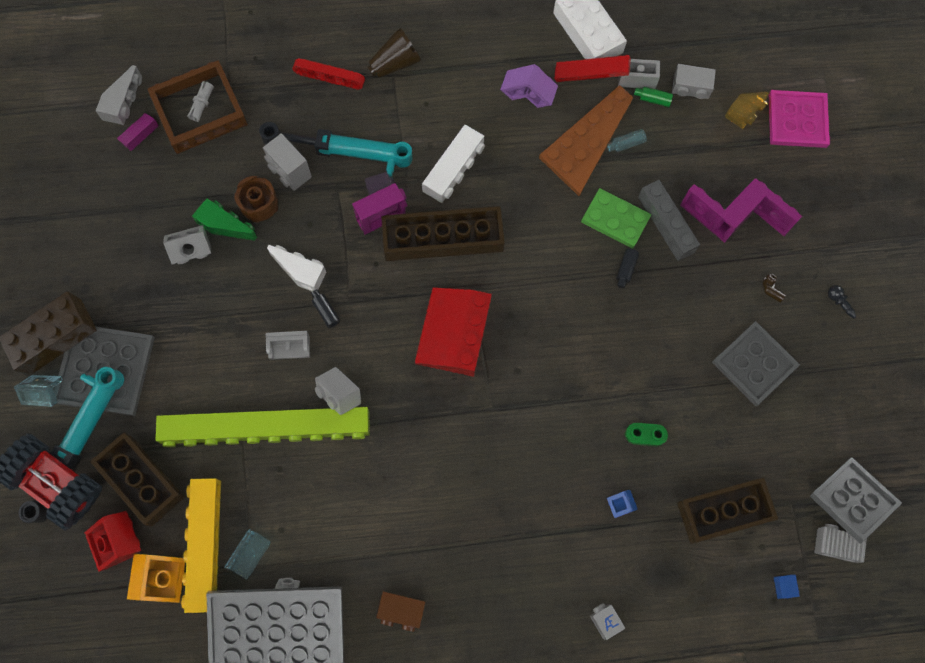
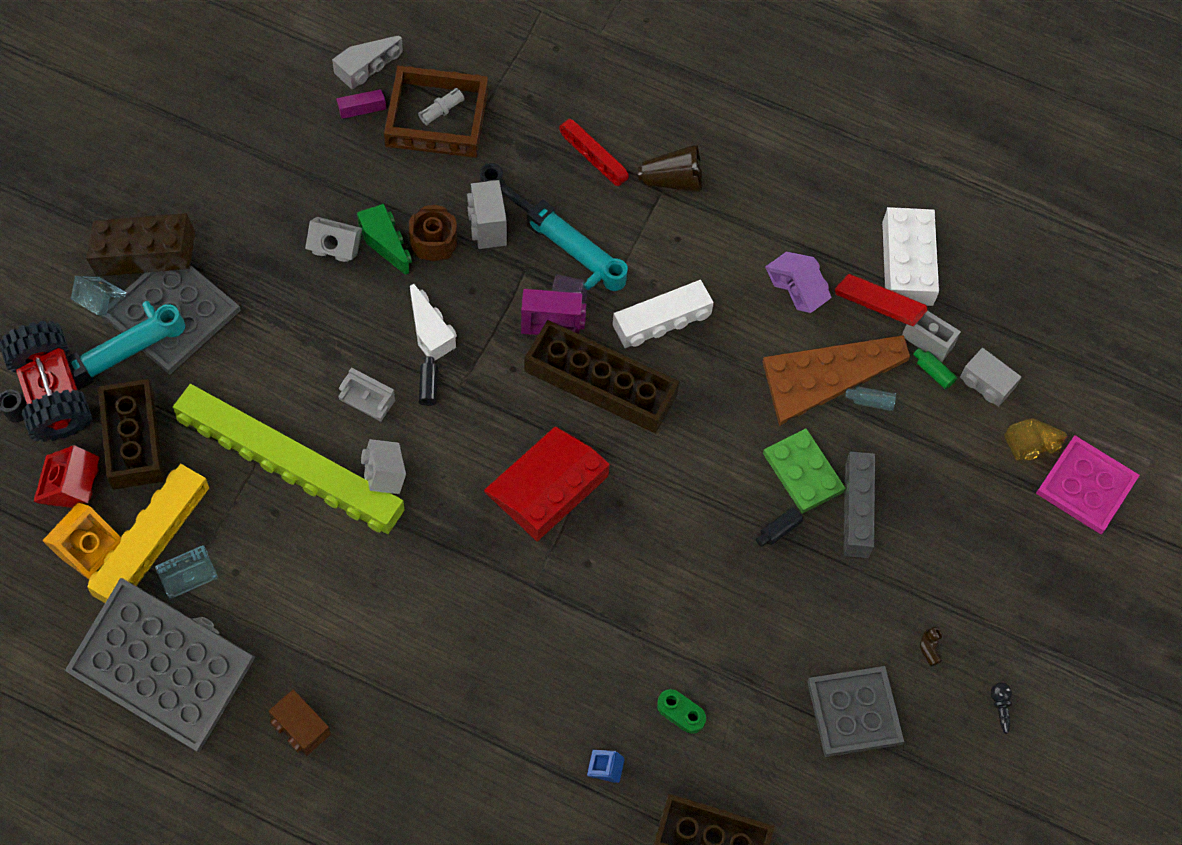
camera: 30 degrees right, 10 degrees down
(753, 198) = (947, 538): magenta bracket -> none

